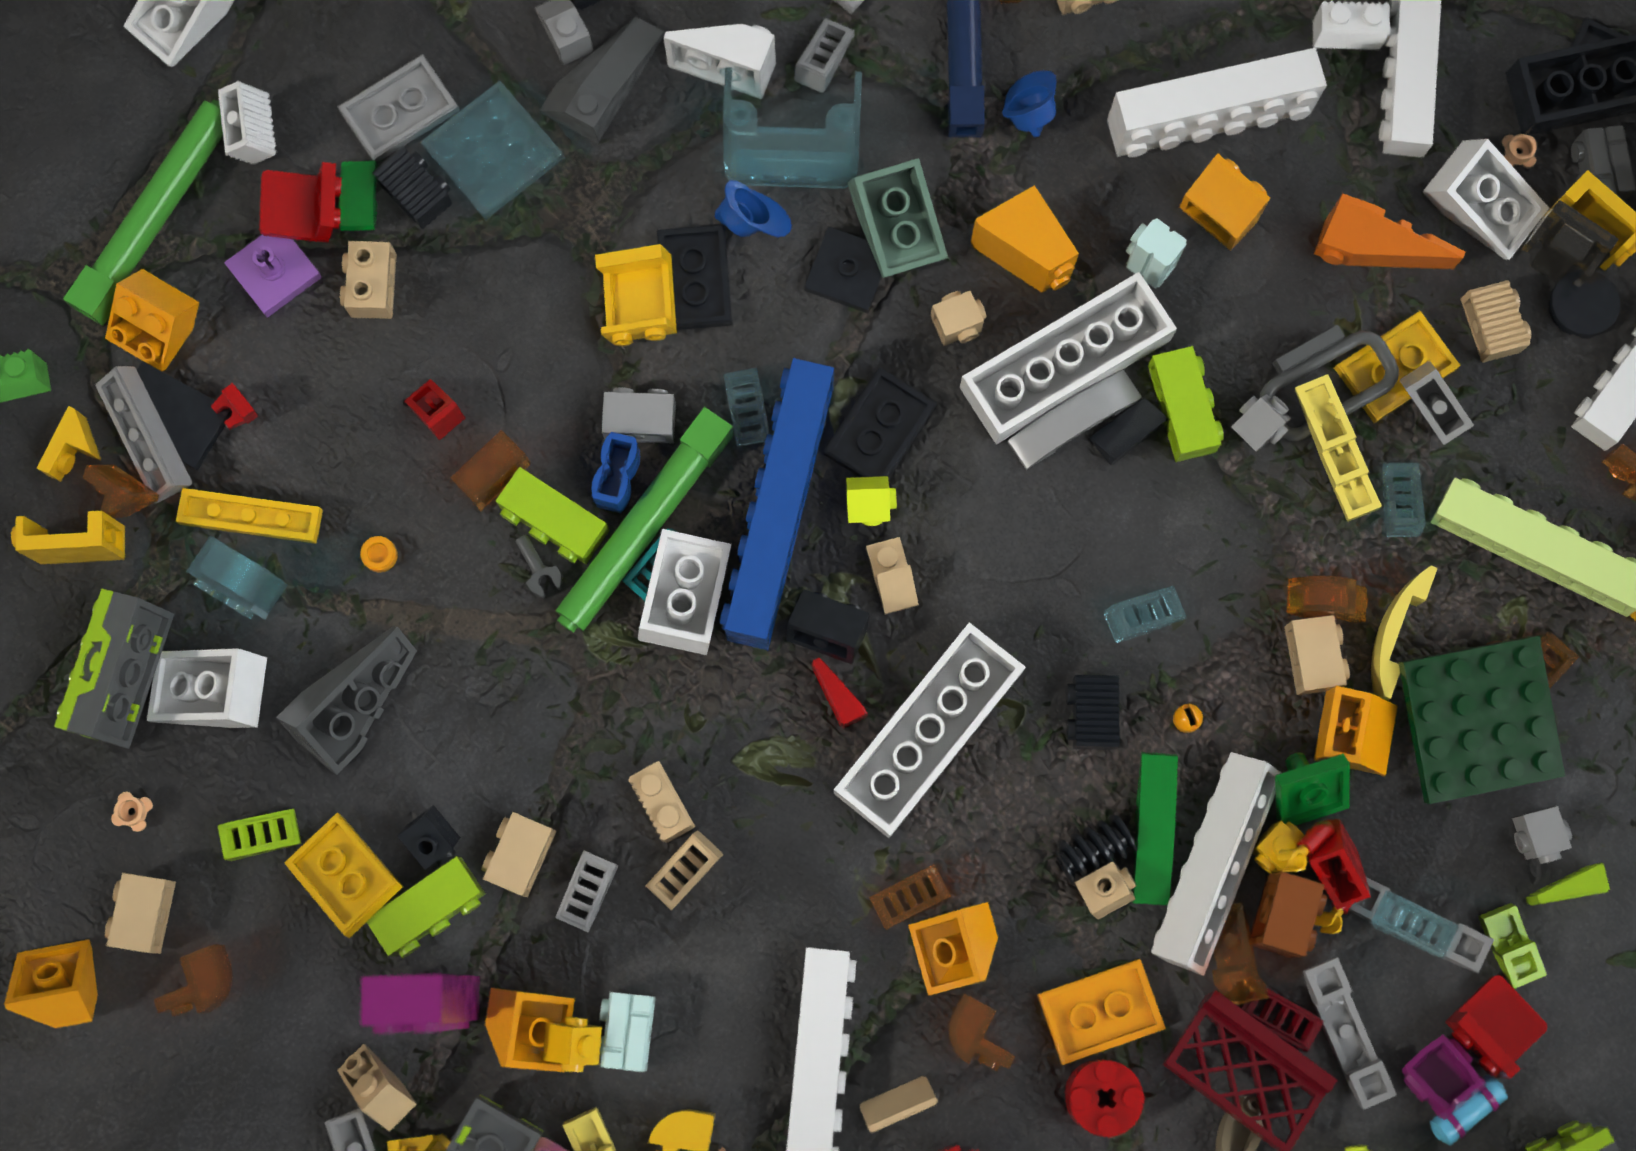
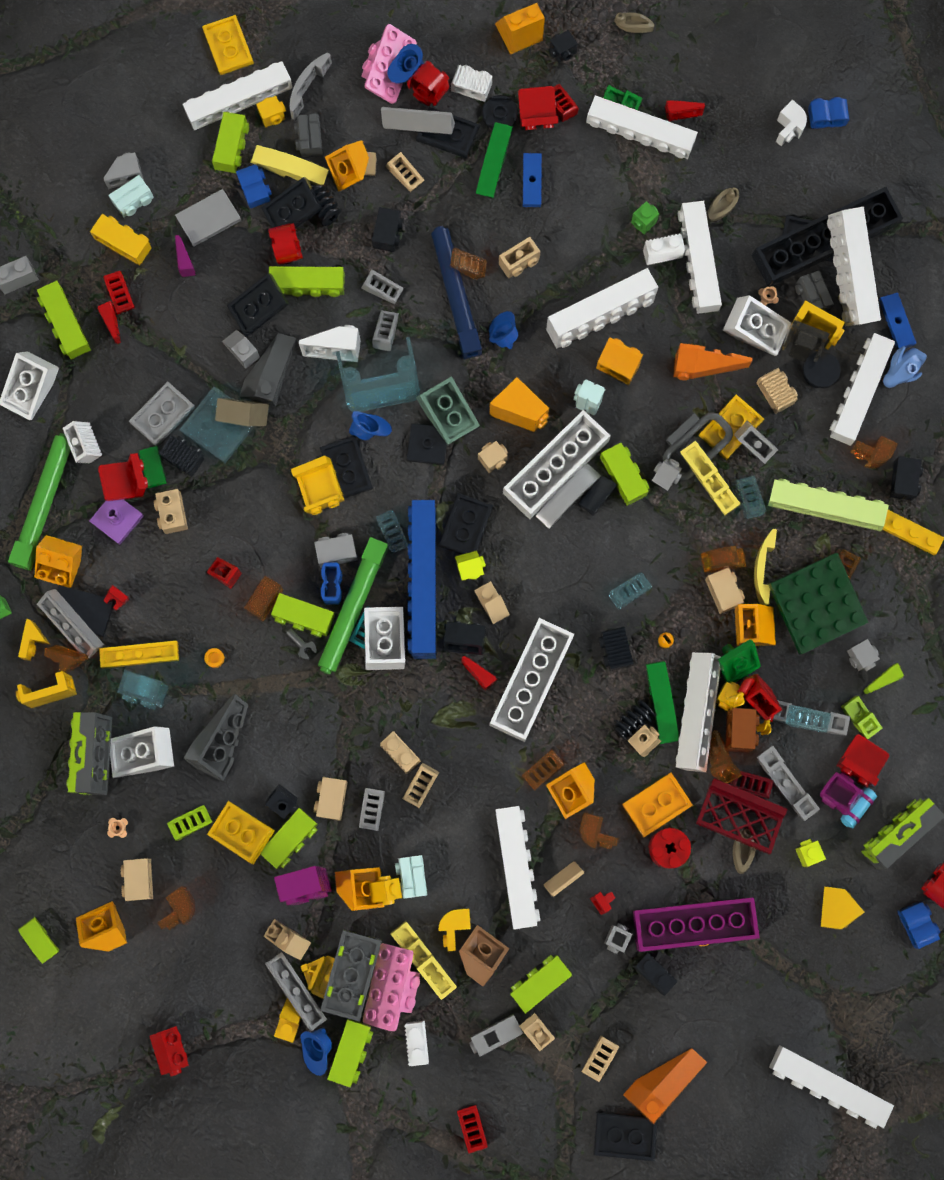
camera: 15 degrees left, 0 degrees up
(535, 136) = (241, 412): none -> dark tan panel

